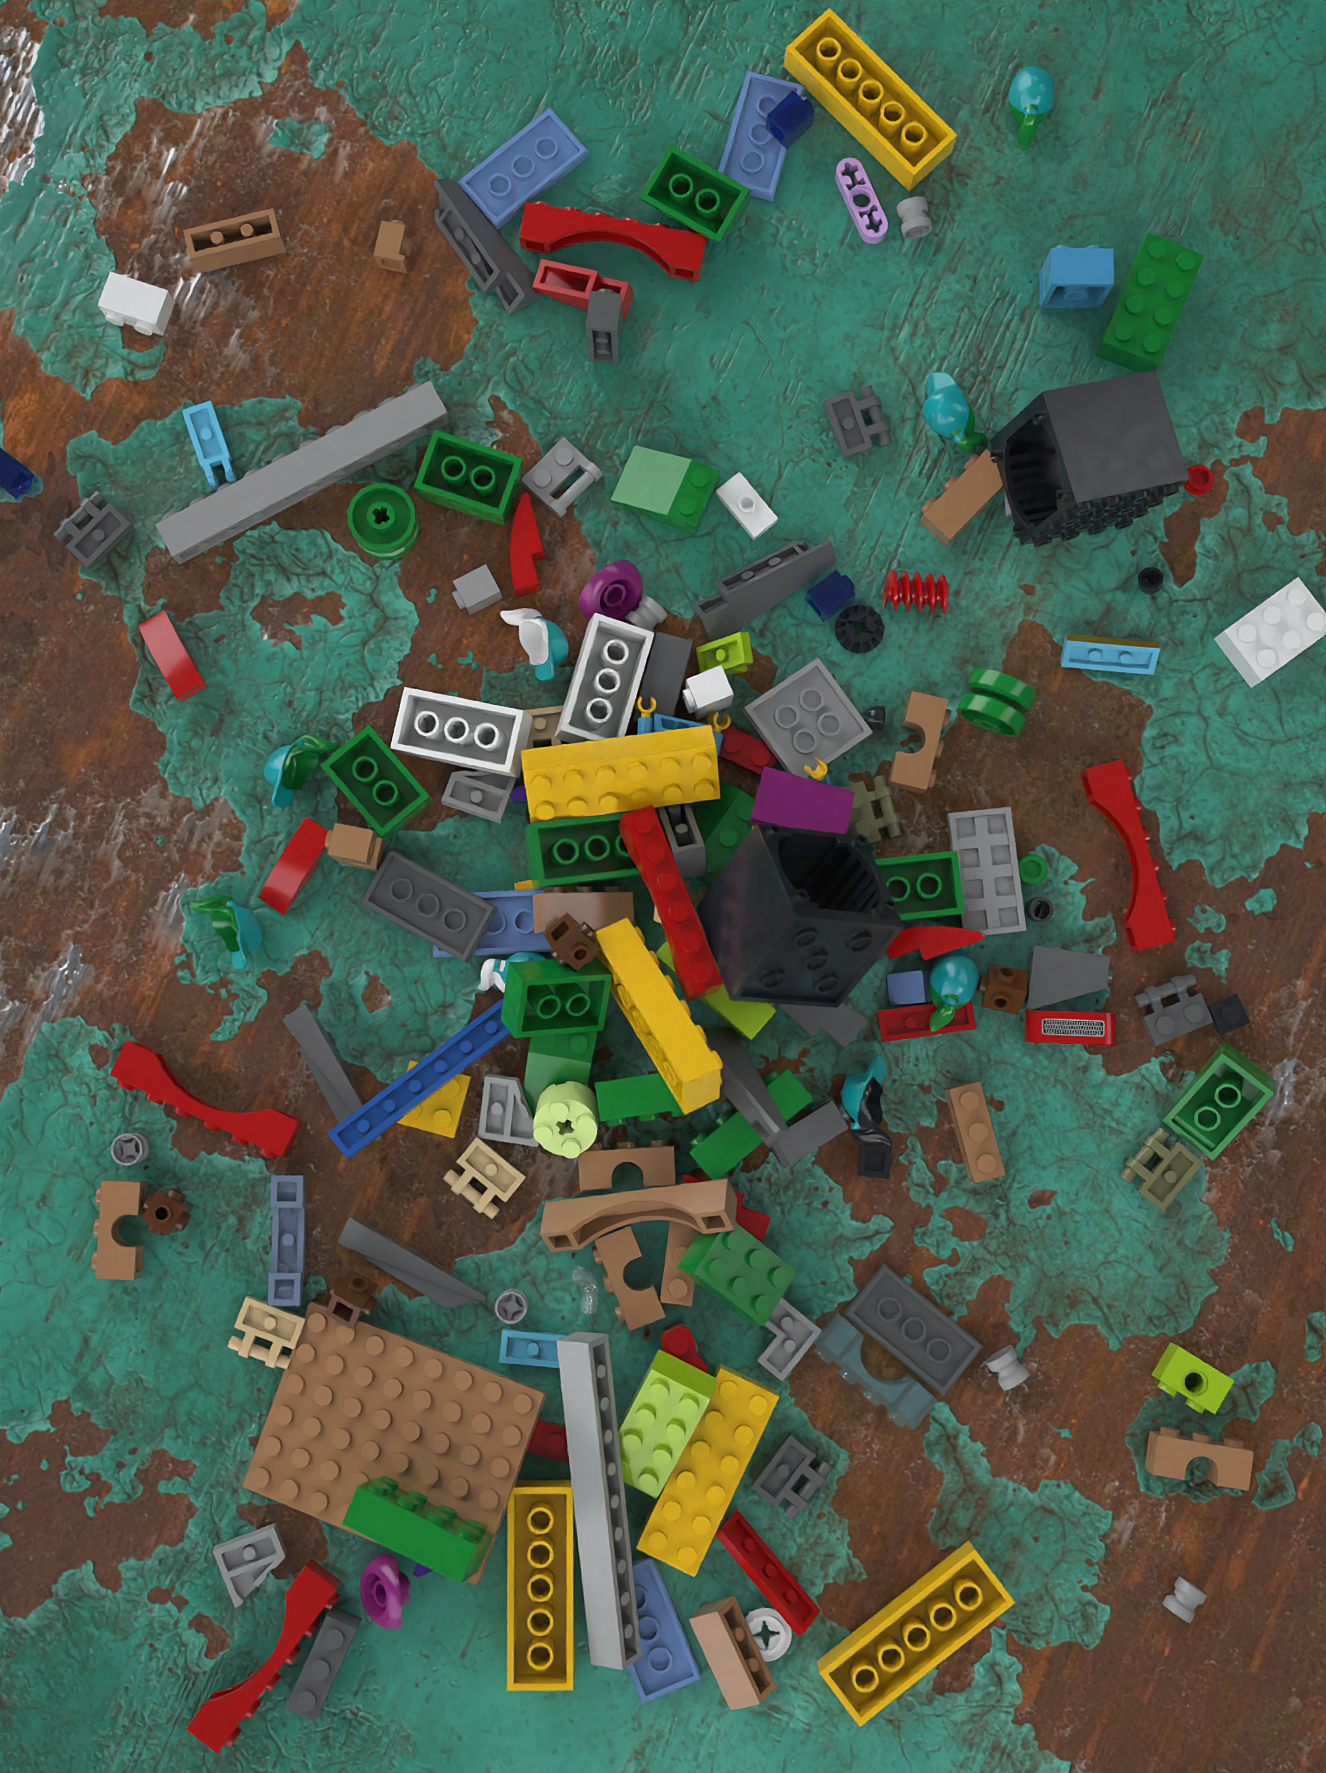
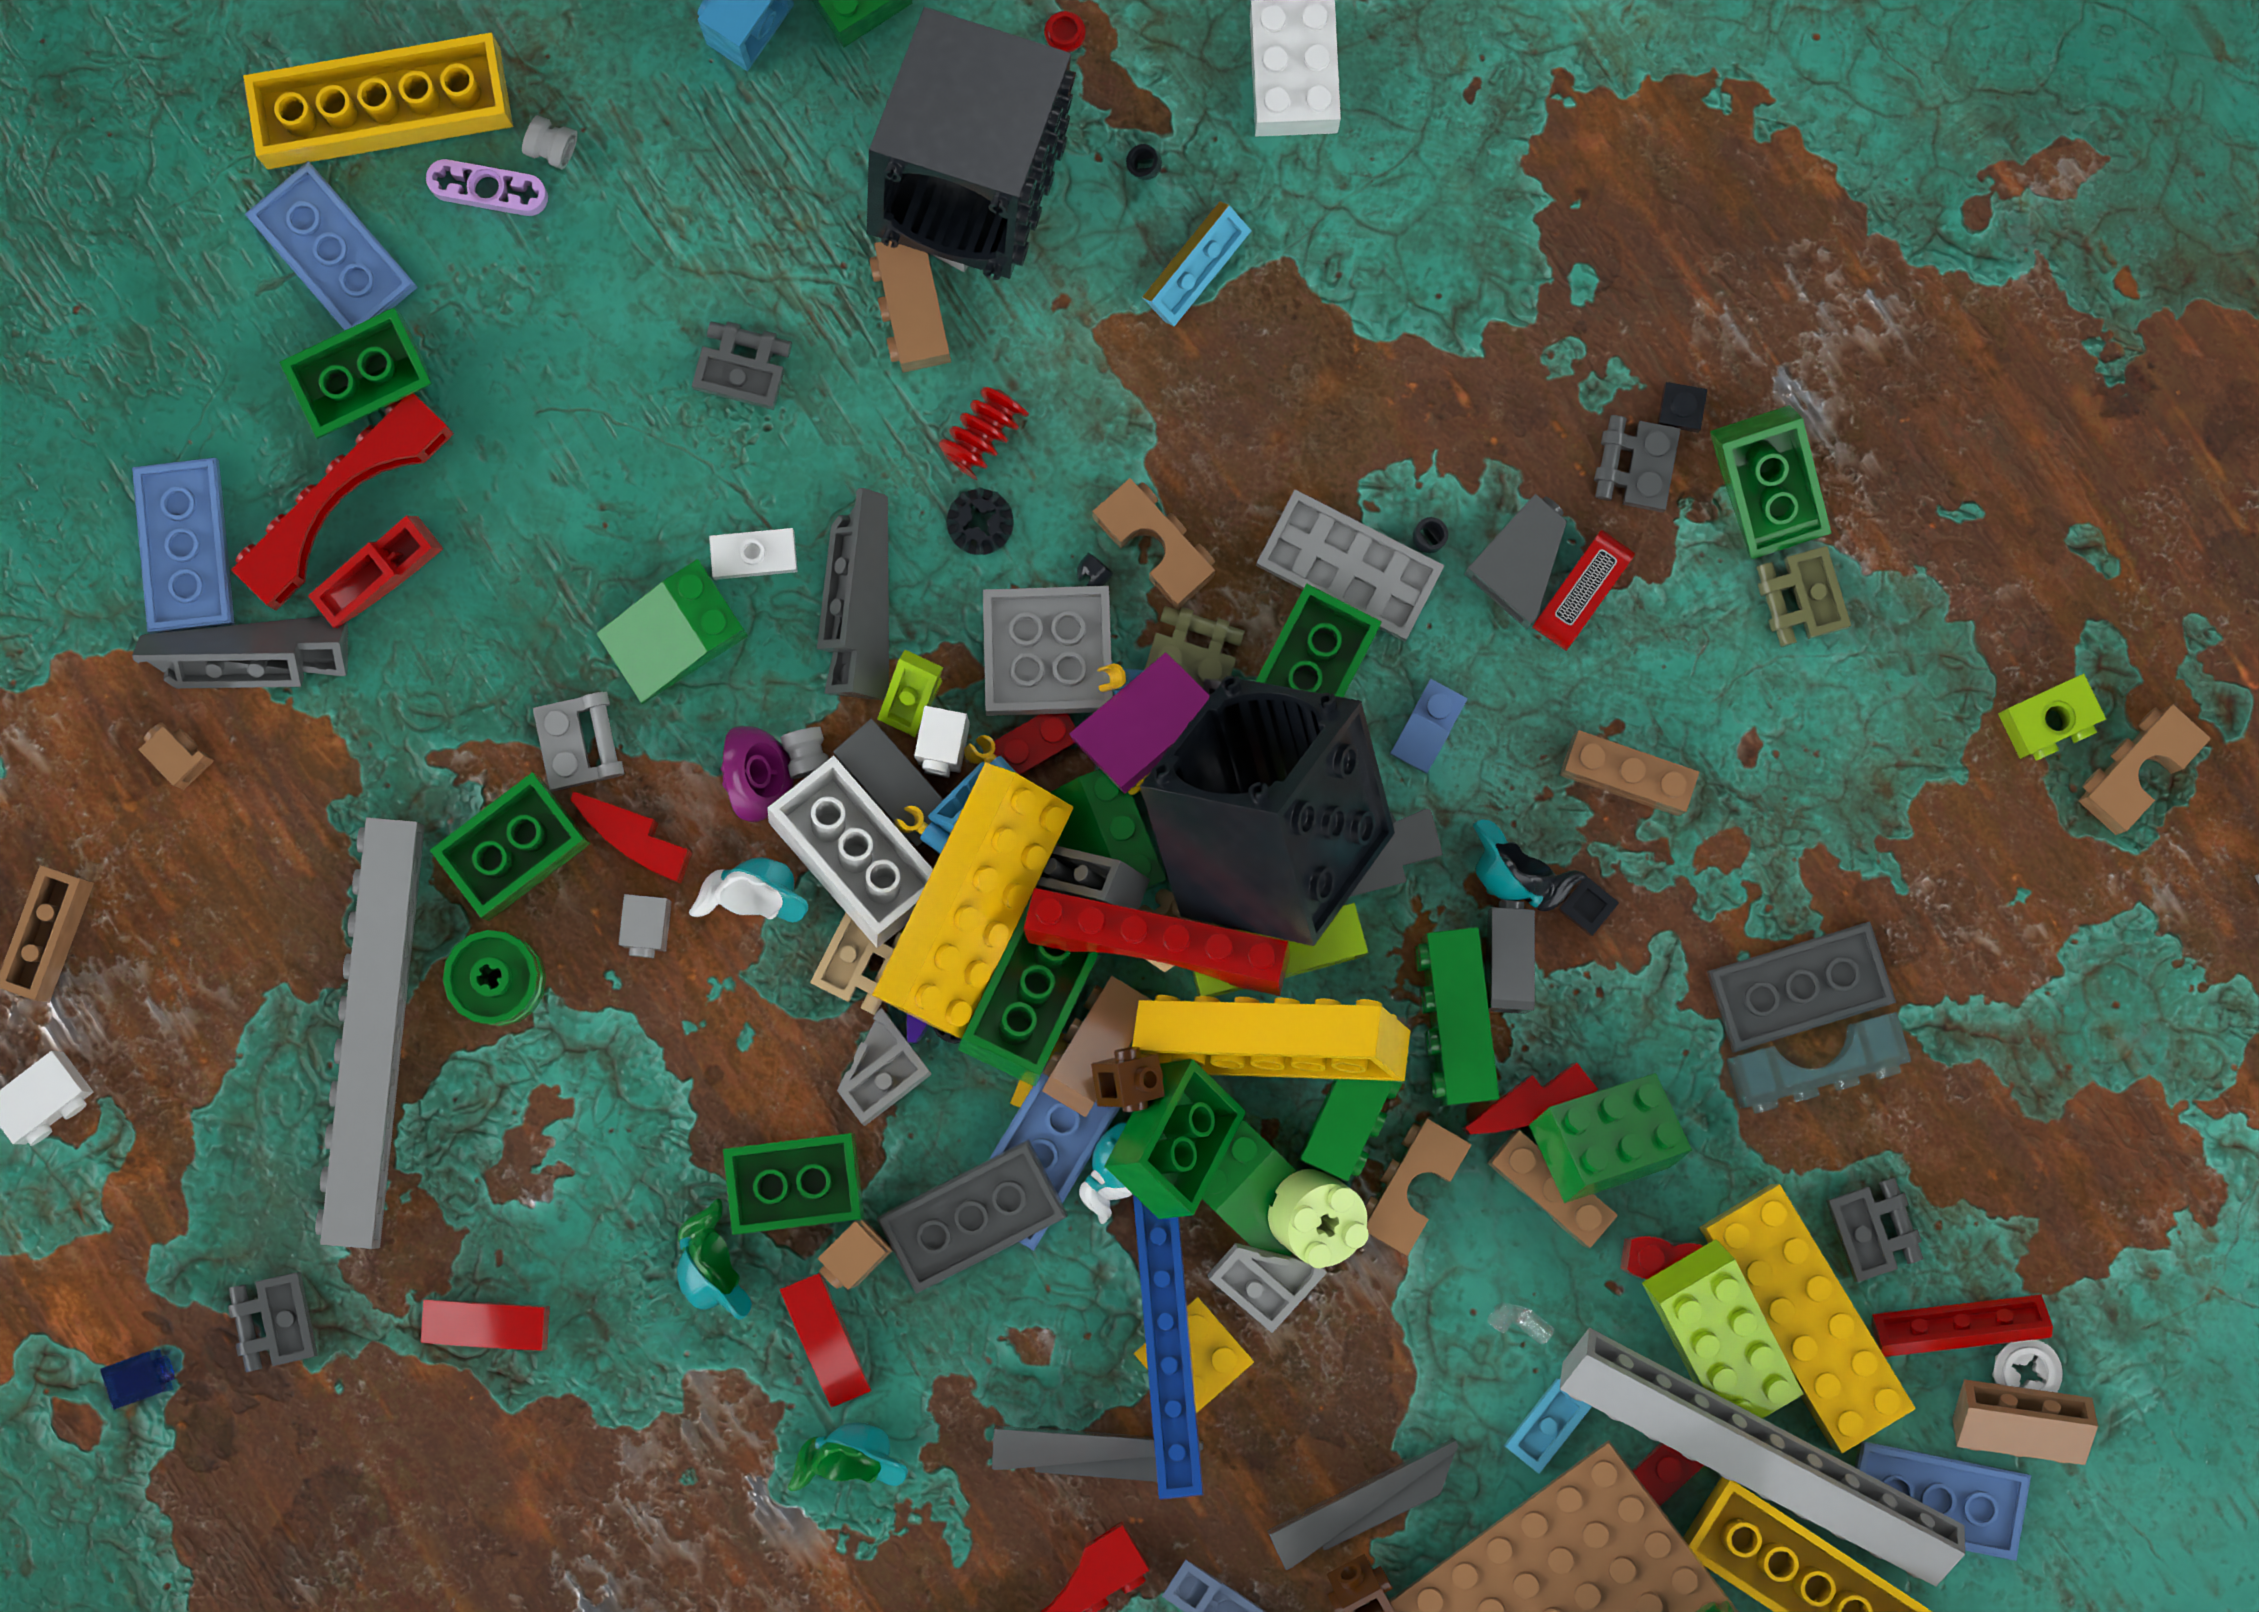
camera: 55 degrees left, 0 degrees up
(209, 441) = (260, 1119): medium azure hinge -> none
(461, 732) = (800, 1049): white brick -> none
(491, 1170) = (1317, 1343): tan plate -> none
(511, 1311) = (1492, 1418): light grey wheel -> none
(578, 1221) = (1442, 1277): medium nougat arch -> none
(604, 326) = (442, 577): dark grey brick -> none
(637, 1305) = (1576, 1276): medium nougat arch -> none
(744, 1085) = (1414, 993): dark grey wedge -> none
(790, 119) = (340, 204): clear blue brick -> none
(792, 1339) = (1726, 1128): light grey plate -> none
(830, 595) = (921, 528): clear blue brick -> none
(914, 1022) = (1470, 743): red plate -> none
(914, 1633) = (2130, 1206): yellow brick -> none
(932, 940) = (1390, 673): red slope -> none
(950, 412) = (803, 255): teal hair -> none
(951, 985) = (1450, 689): teal hair -> none
(996, 702) = (1168, 426): green wheel -> none
(1003, 988) = (1492, 634): reddish brown brick -> none
(1008, 1367) = (1911, 910): light grey wheel -> none
(1032, 869) = (1380, 512): green tile -> none
(1110, 793) = (1517, 423): red arch -> none

